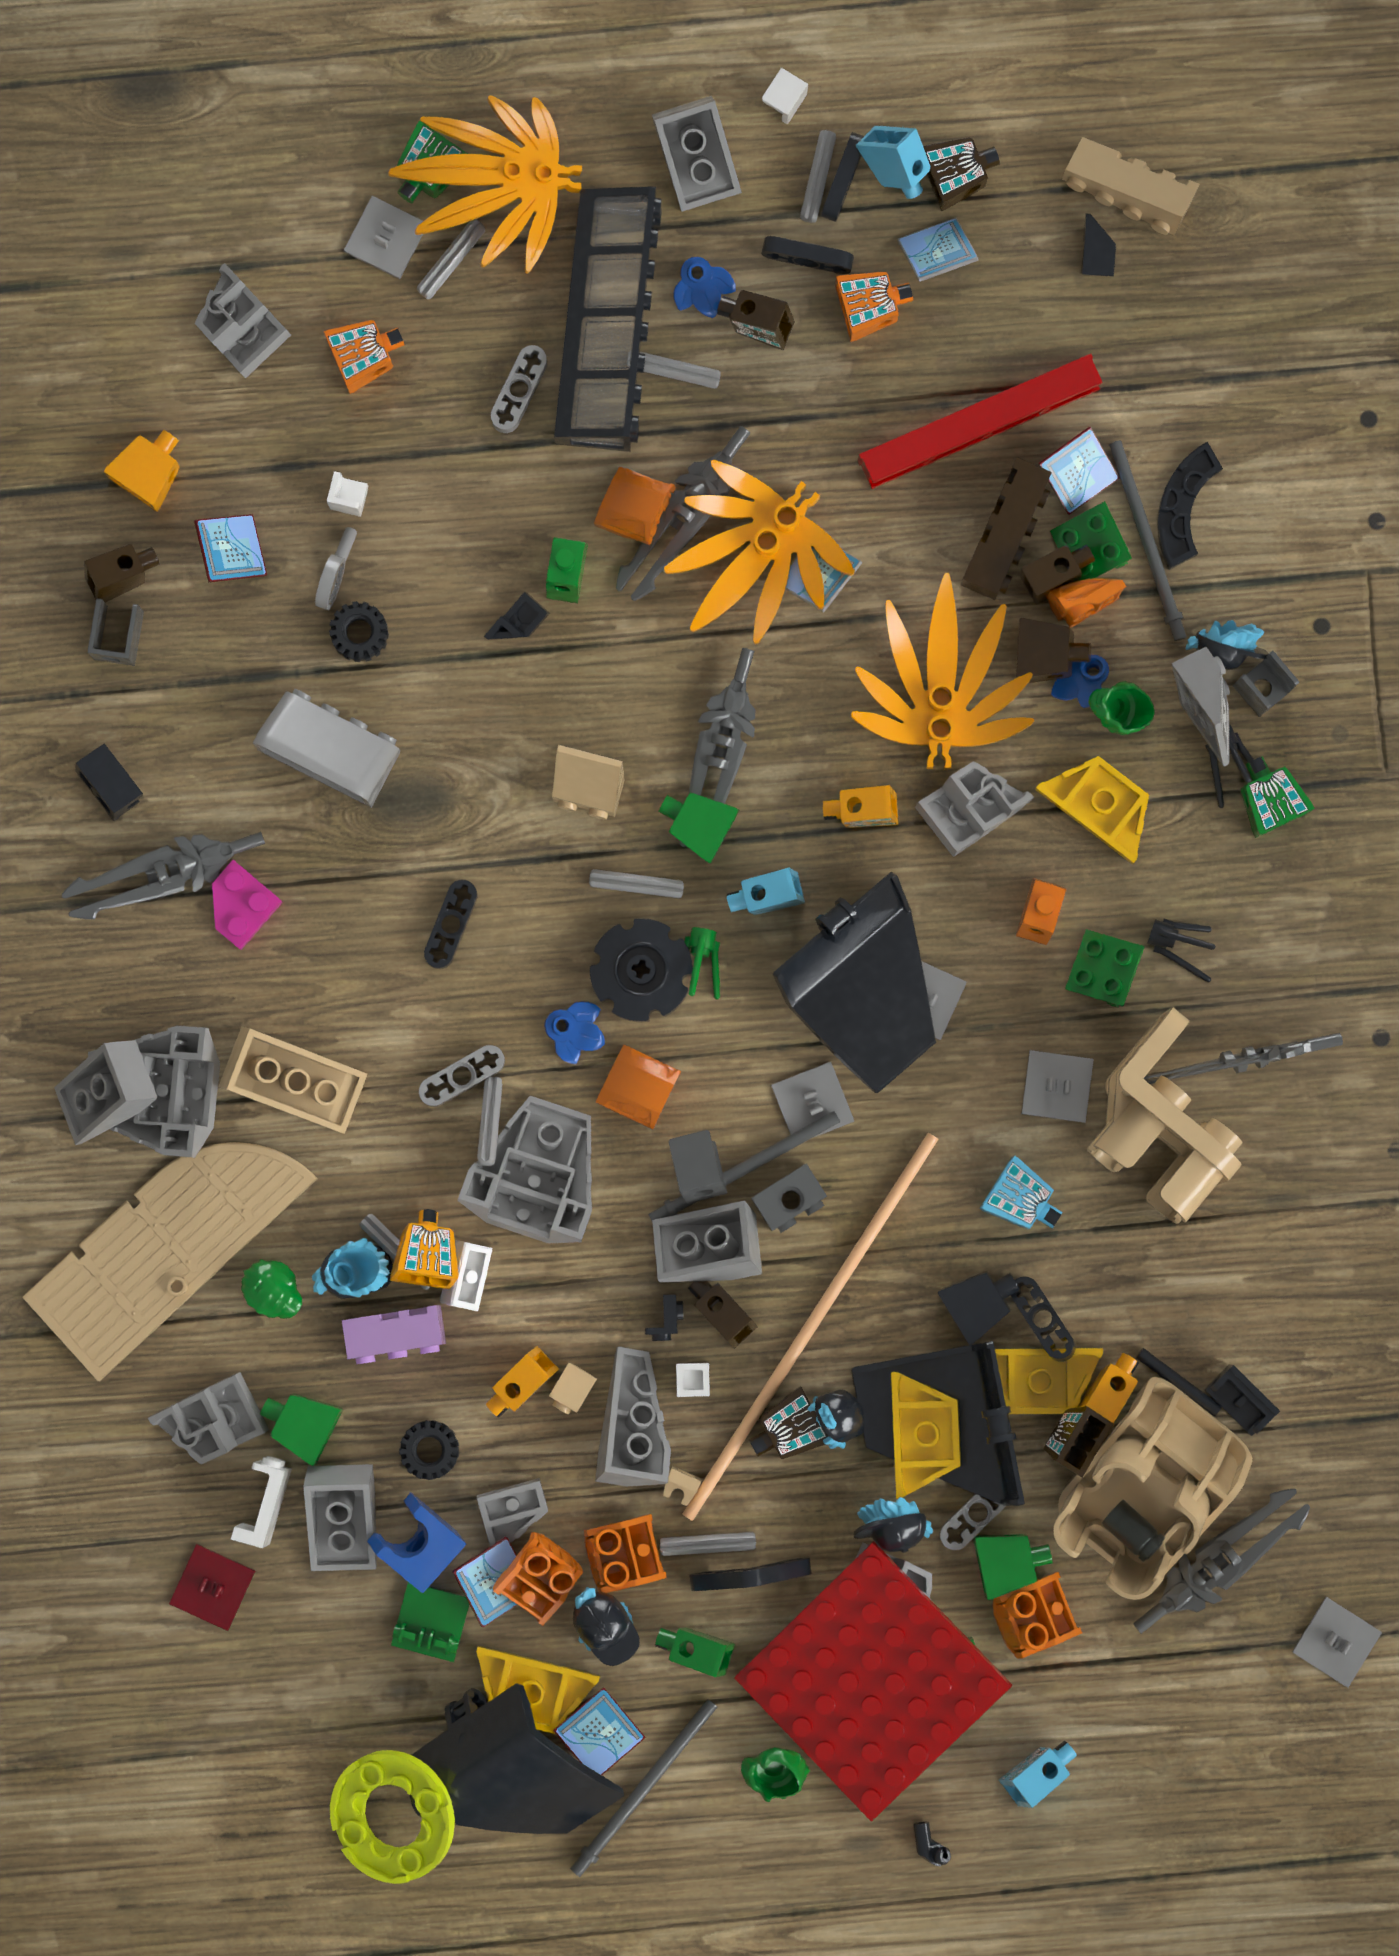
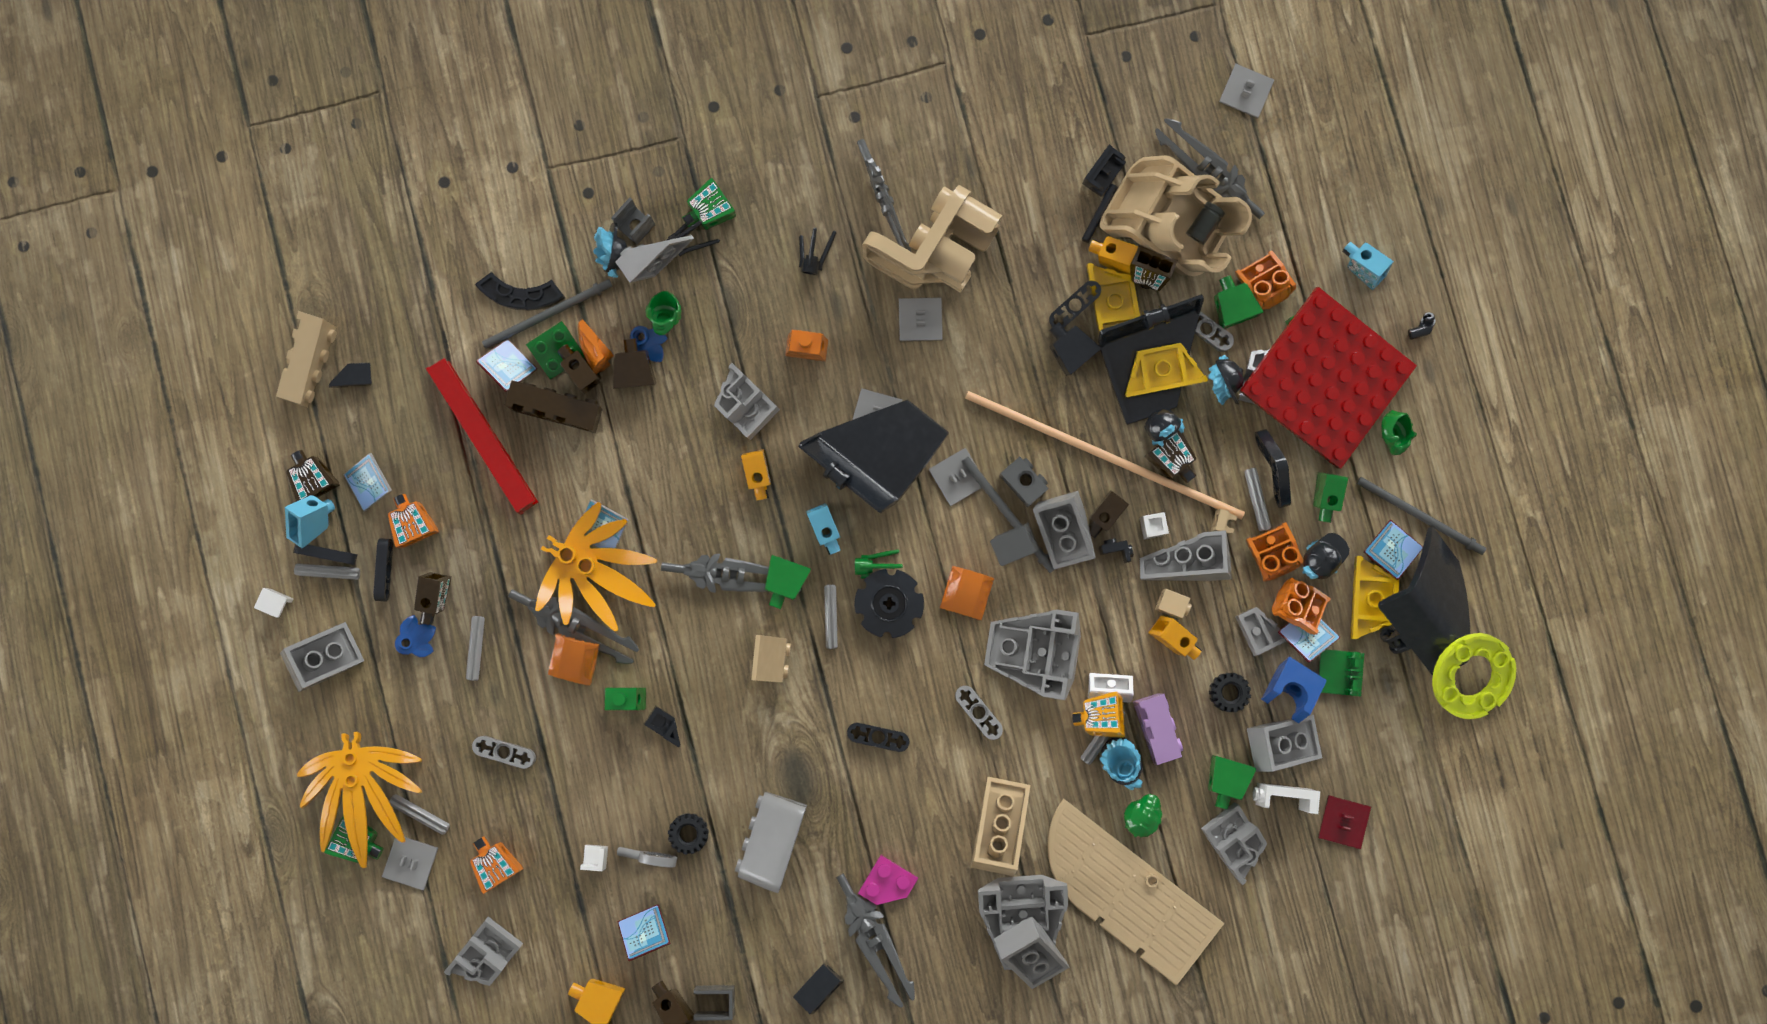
camera: 100 degrees left, 0 degrees up
(489, 1121) = (1007, 688): light grey axle -> none
(579, 1031) = (936, 638): blue plate -> none
(607, 318) = (445, 699): window -> none
(940, 710) = (683, 433): light orange plant -> none
(1021, 1197) = (997, 331): torso -> none
(1101, 803) = (729, 317): yellow wing -> none
(1104, 968) = (838, 299): green hinge -> none

